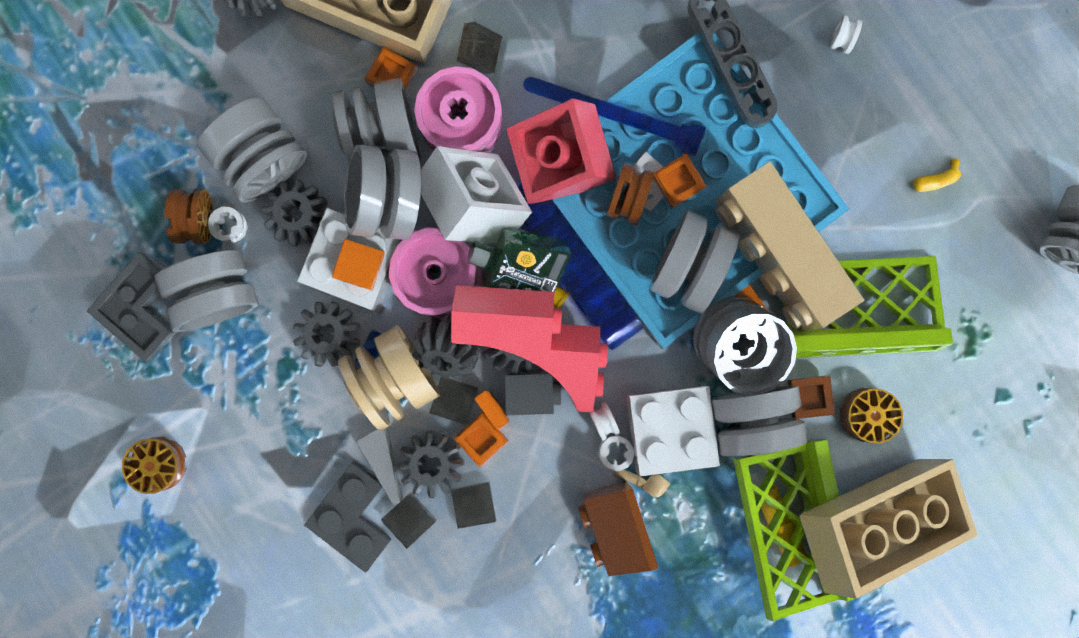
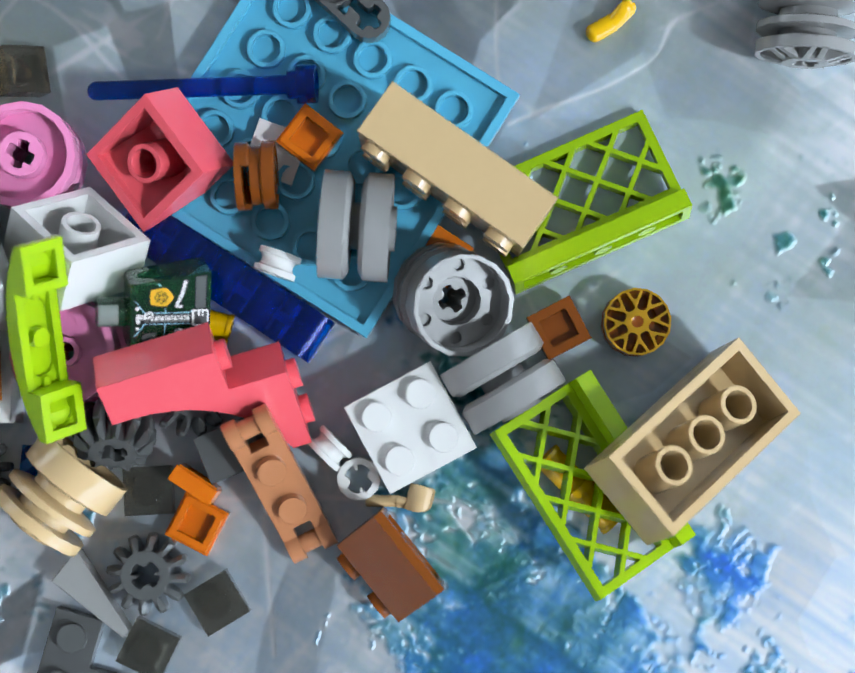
camera: 15 degrees left, 0 degrees up
(419, 253) = (37, 339): none -> lime slope
(558, 433) = (279, 482): none -> nougat plate
(619, 266) = (277, 263): none -> white bush

